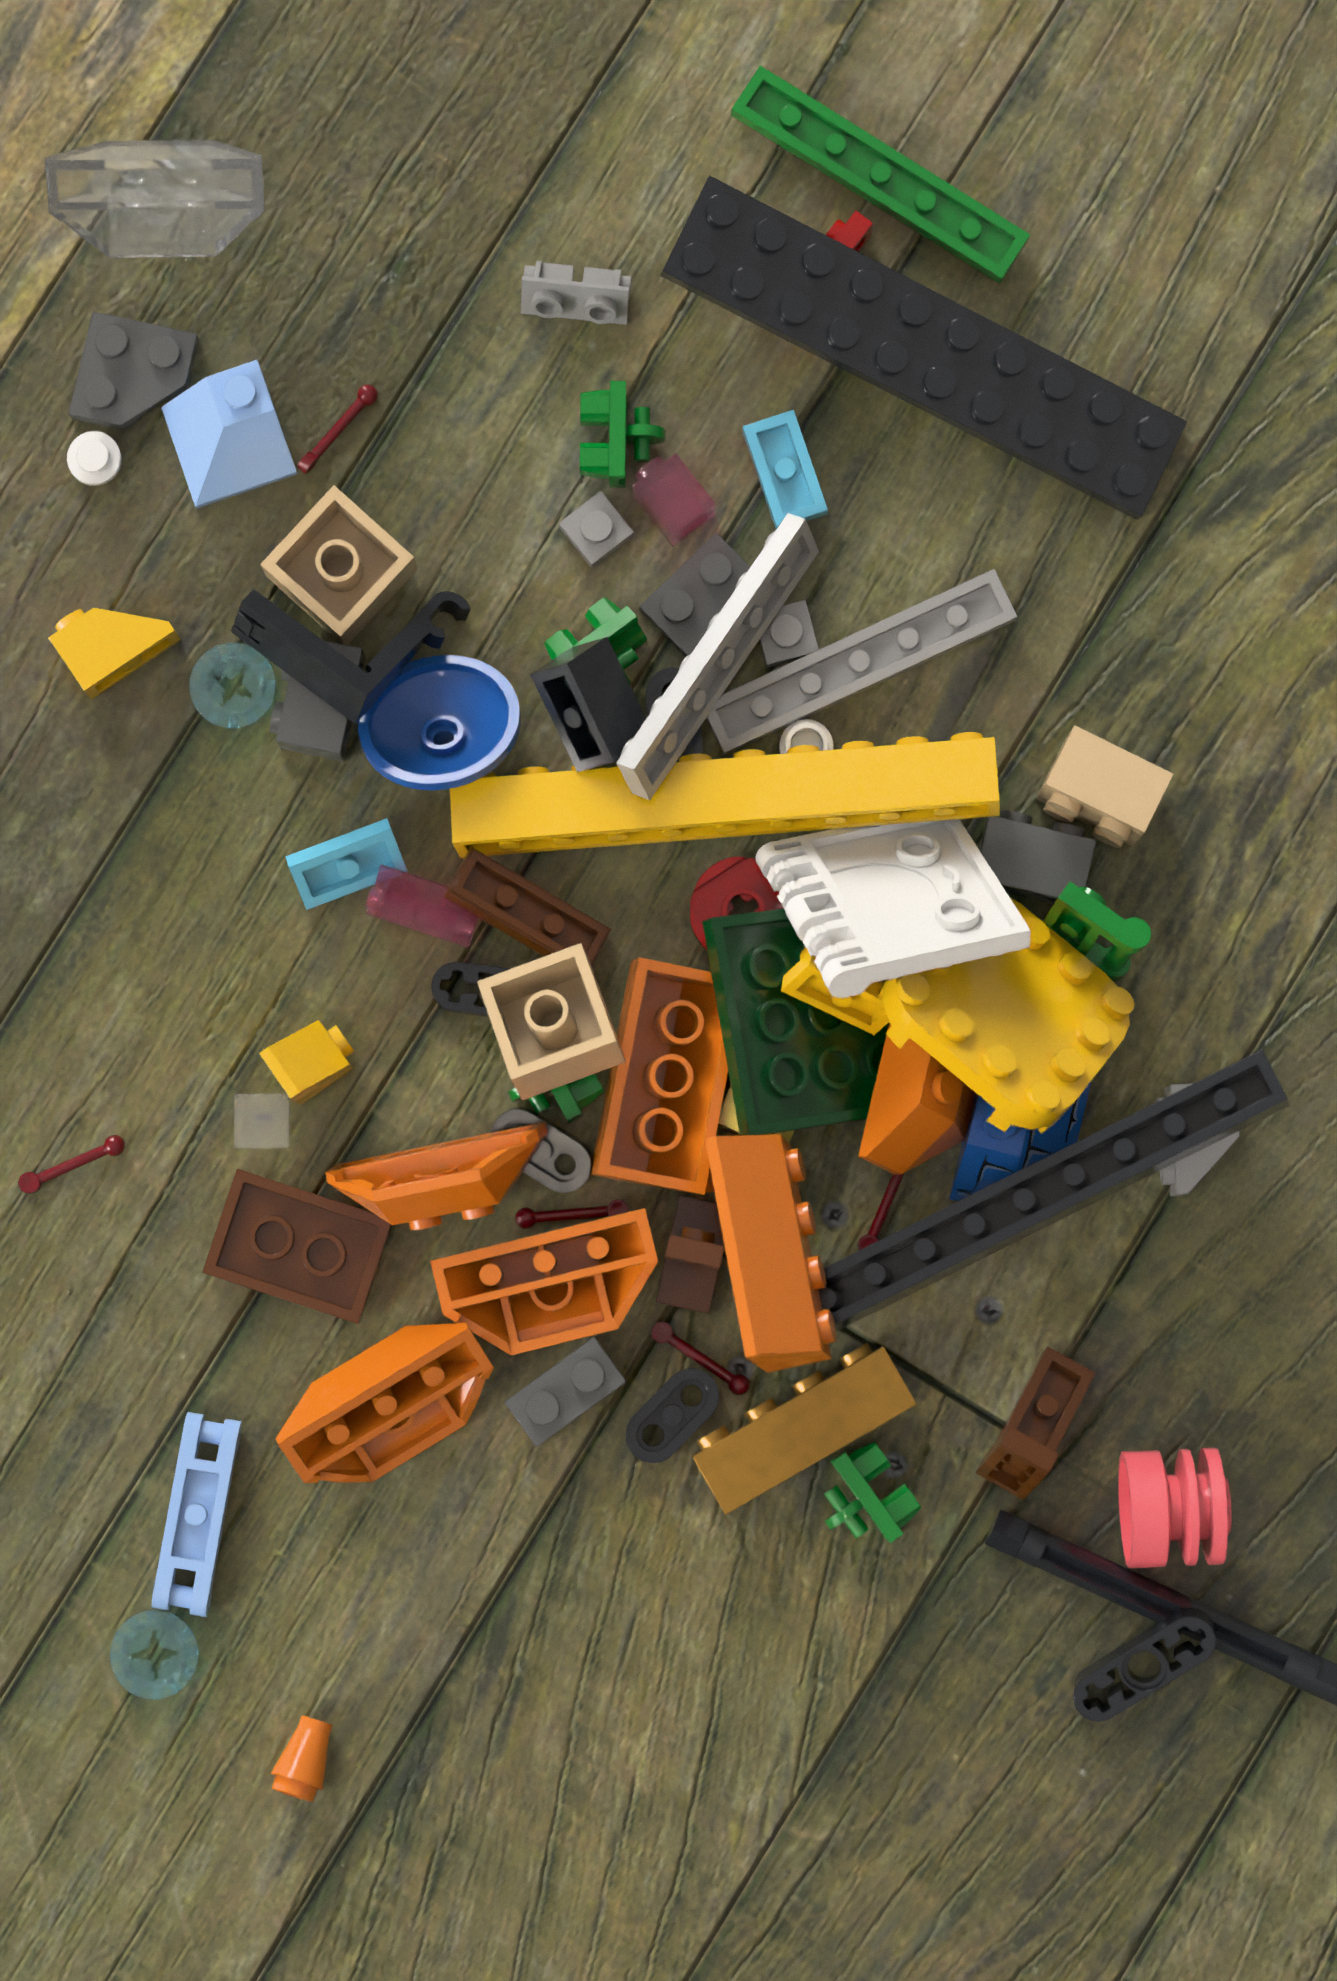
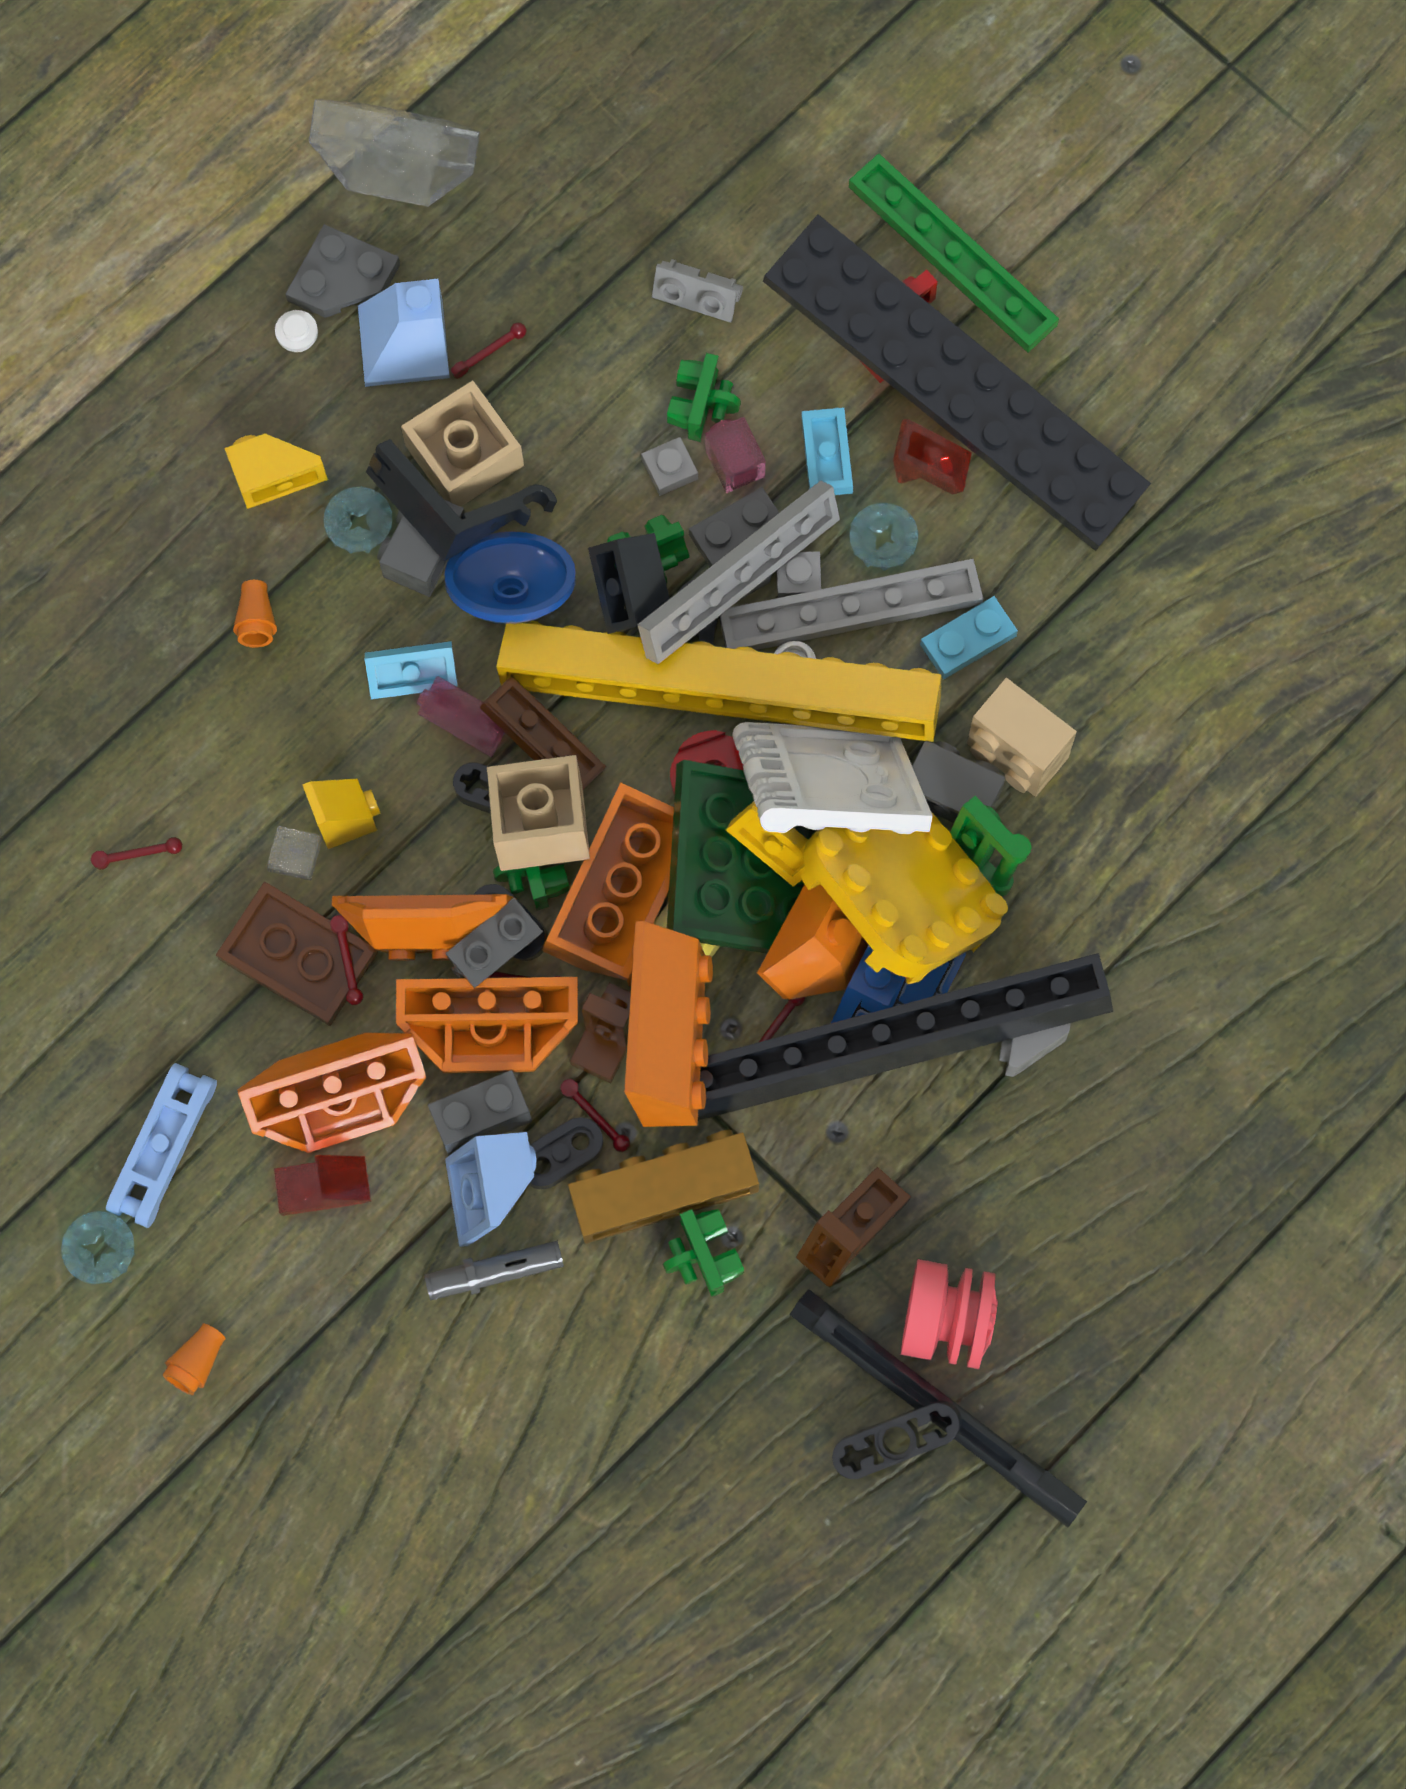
camera: 15 degrees right, 10 degrees down
(138, 837) = (254, 616): none -> orange cone
(381, 1284) = (339, 926): none -> dark red hinge
(399, 1517) = (323, 1184): none -> clear red slope
(535, 1191) = (493, 943): none -> dark grey hinge
(599, 1478) = (487, 1181): none -> light blue slope
(613, 1580) = (493, 1270): none -> dark grey pin
(863, 541) = (877, 519): none -> clear light blue gear
(915, 453) = (930, 457): none -> clear red slope
(1009, 666) = (968, 637): none -> medium azure plate

